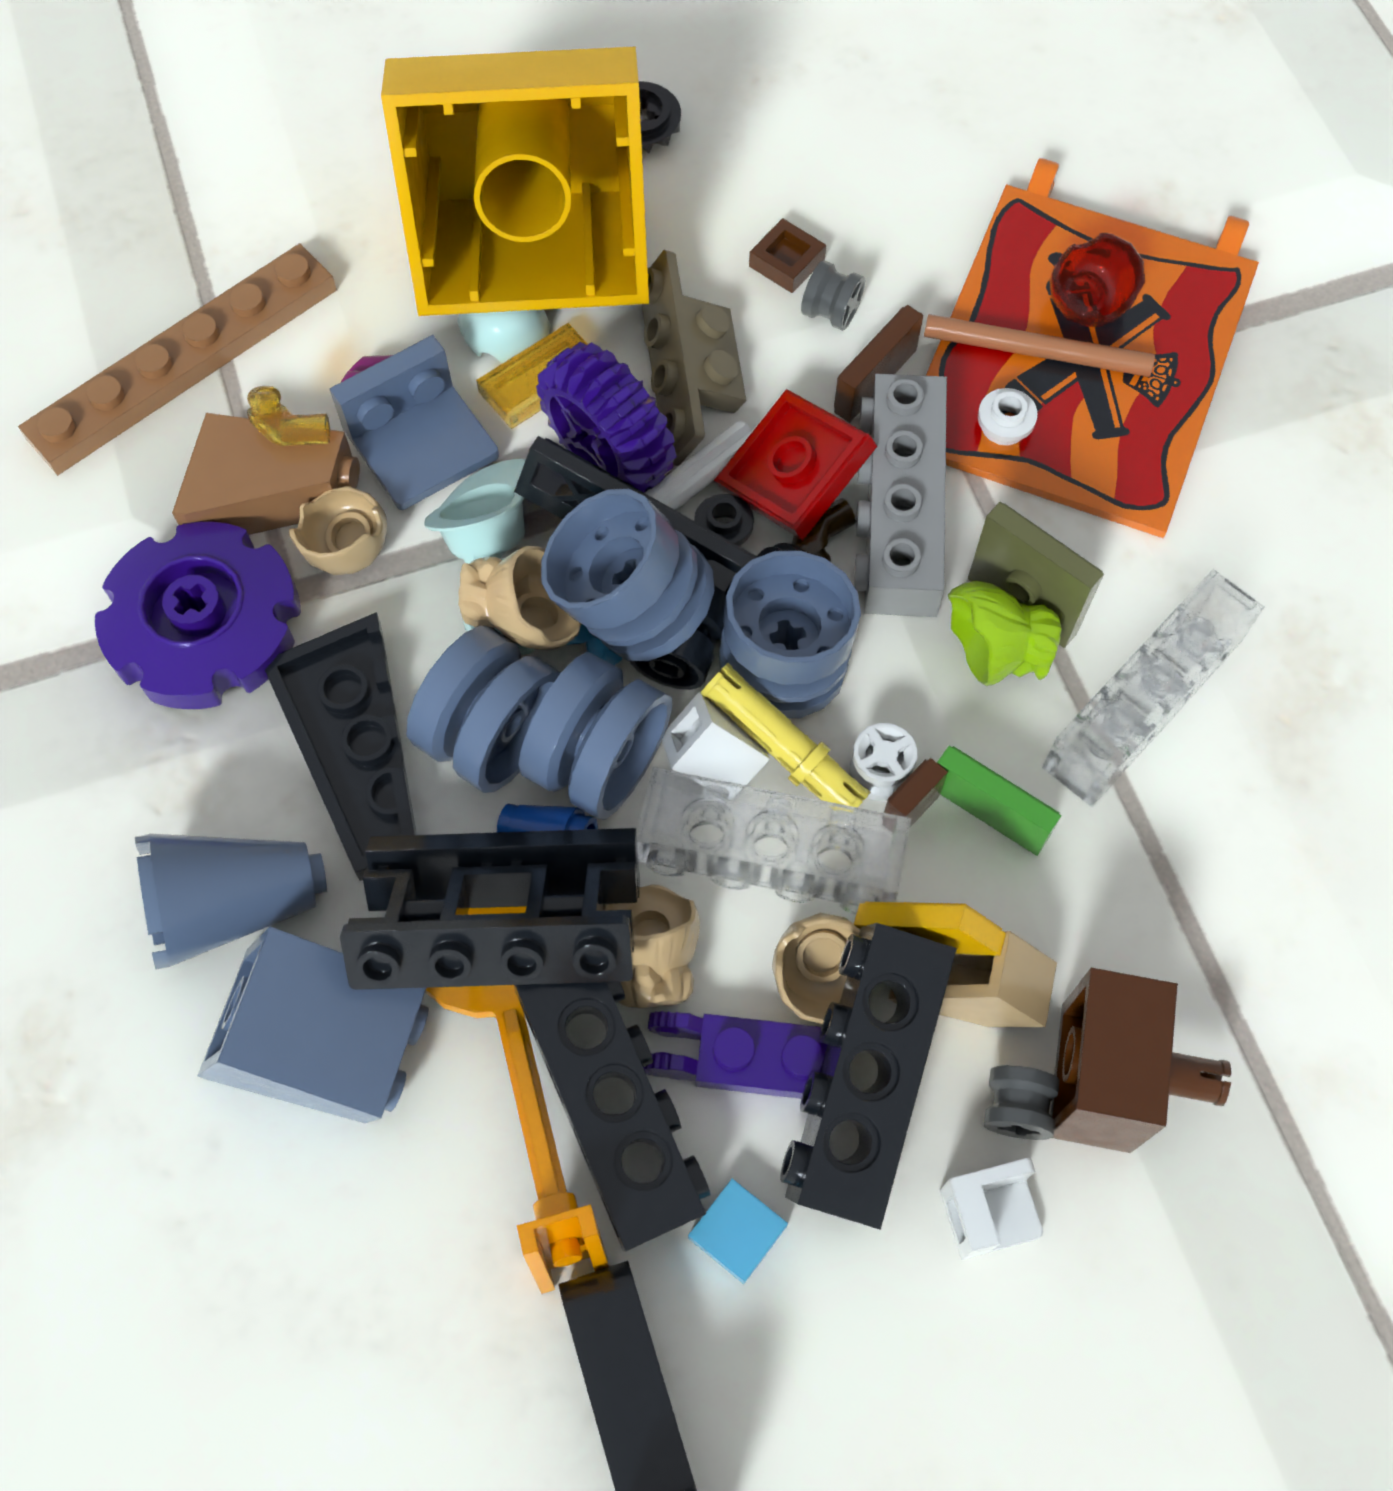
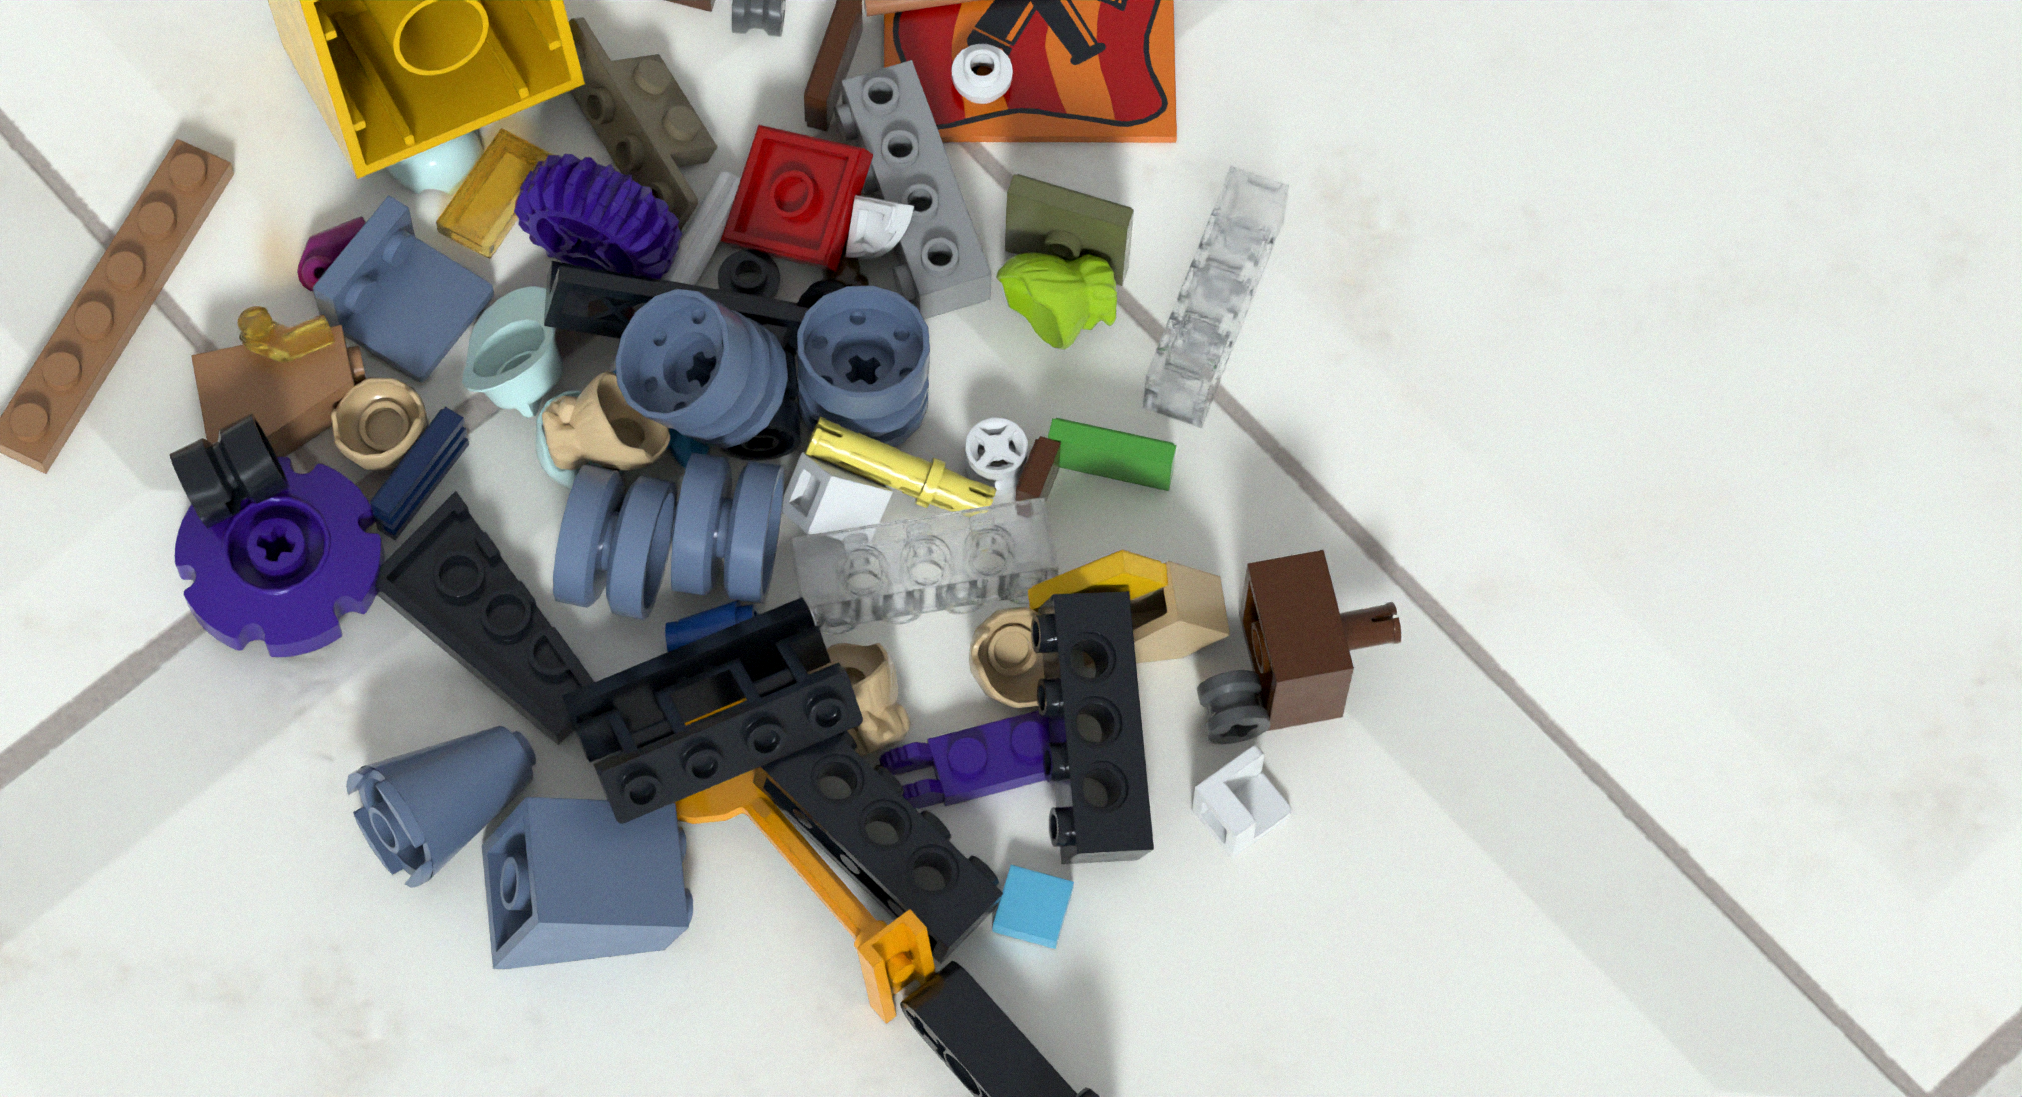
camera: 25 degrees left, 0 degrees up
(163, 520) = (229, 470): none -> black wheel
(354, 585) = (419, 473): none -> dark blue tile
(854, 511) = (876, 226): none -> white tile

